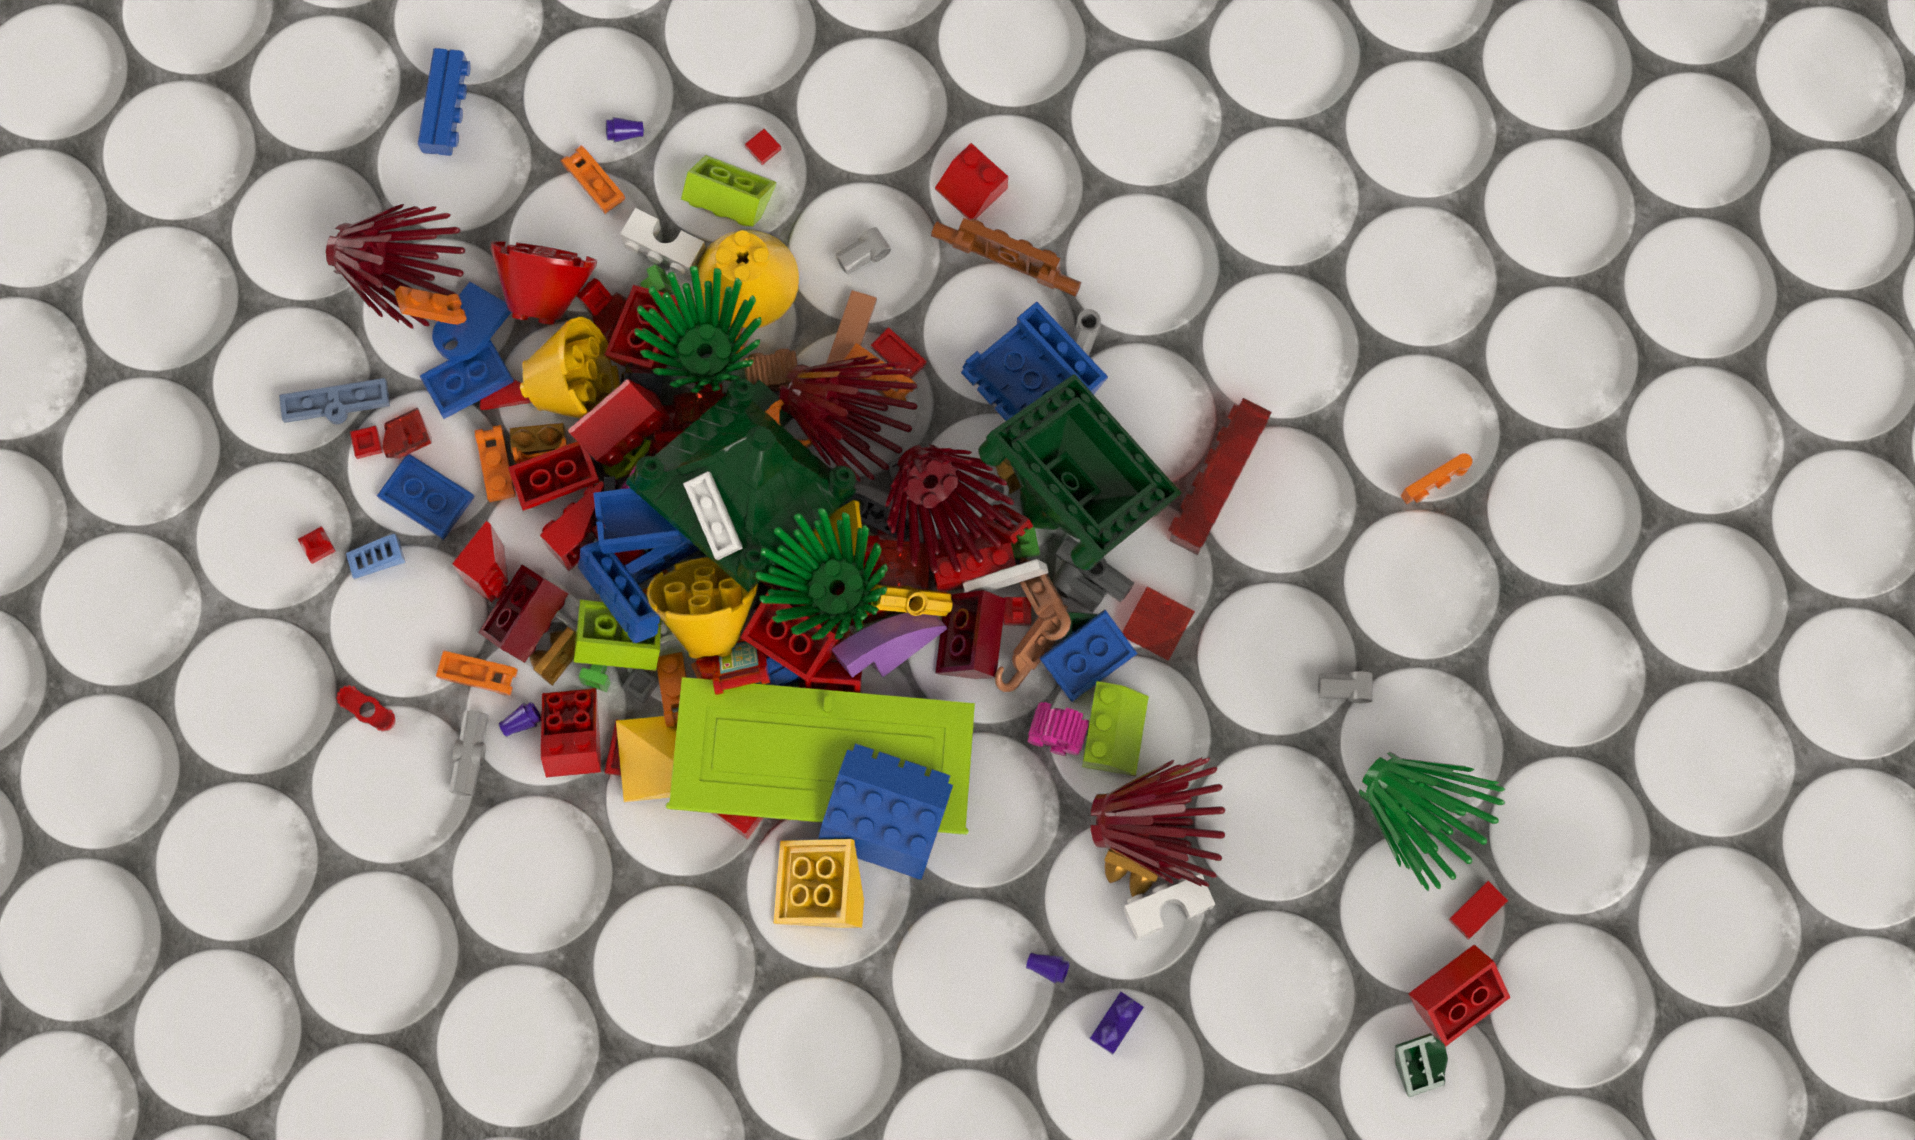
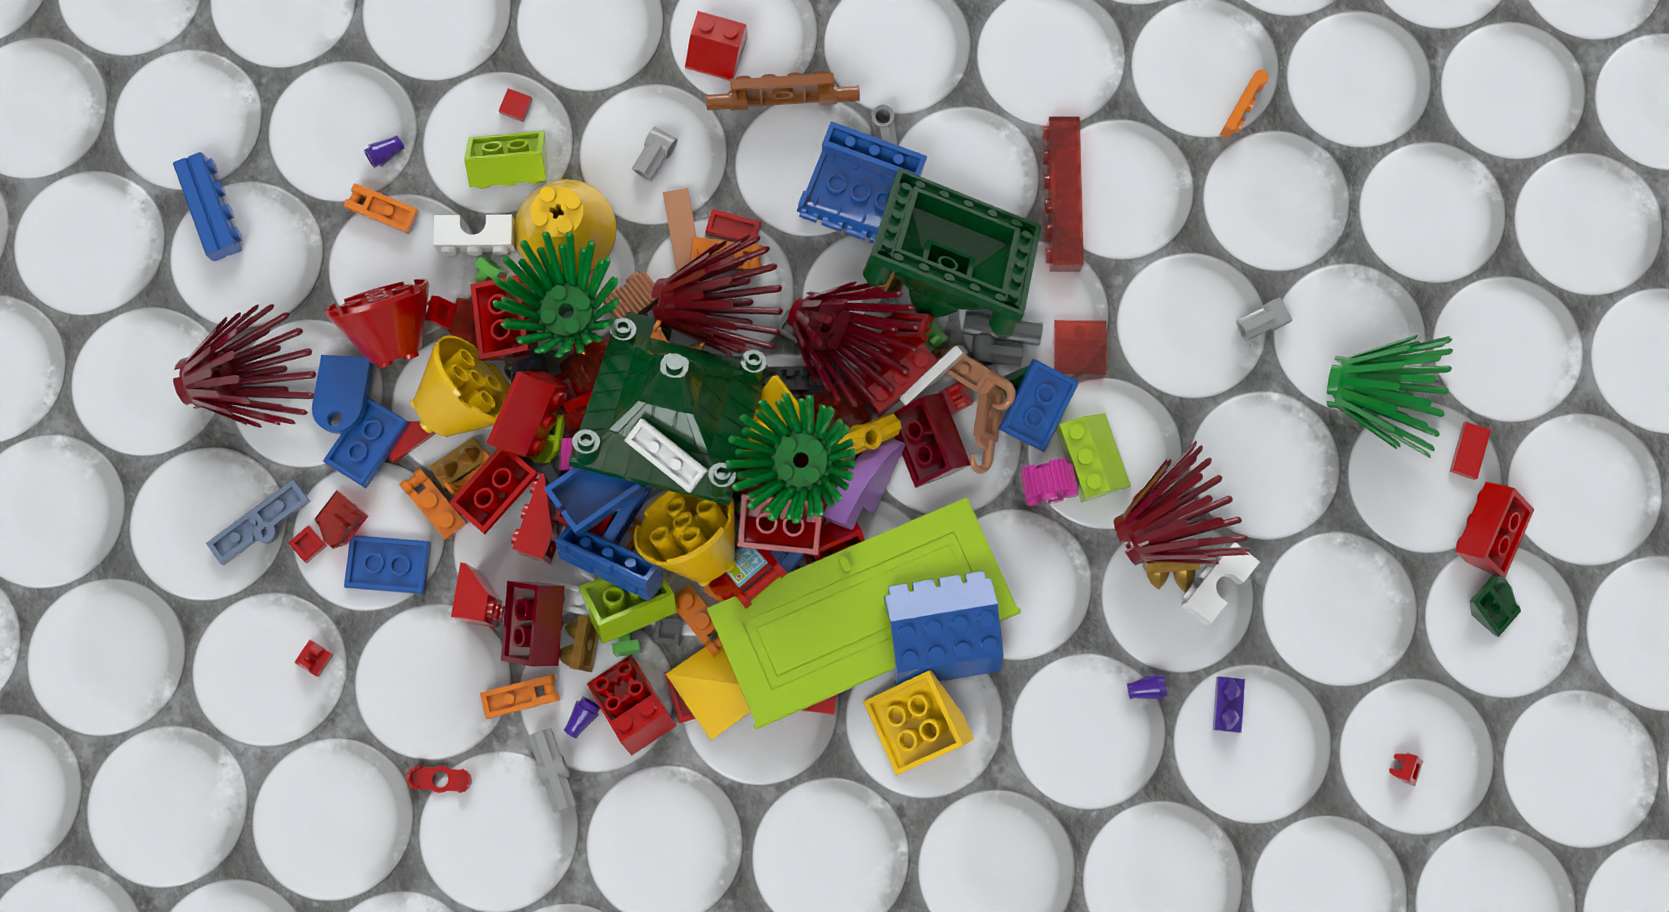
camera: 30 degrees left, 5 degrees up
(387, 562) = (393, 633): medium blue slope -> none
(430, 305) = (299, 394): orange plate -> none

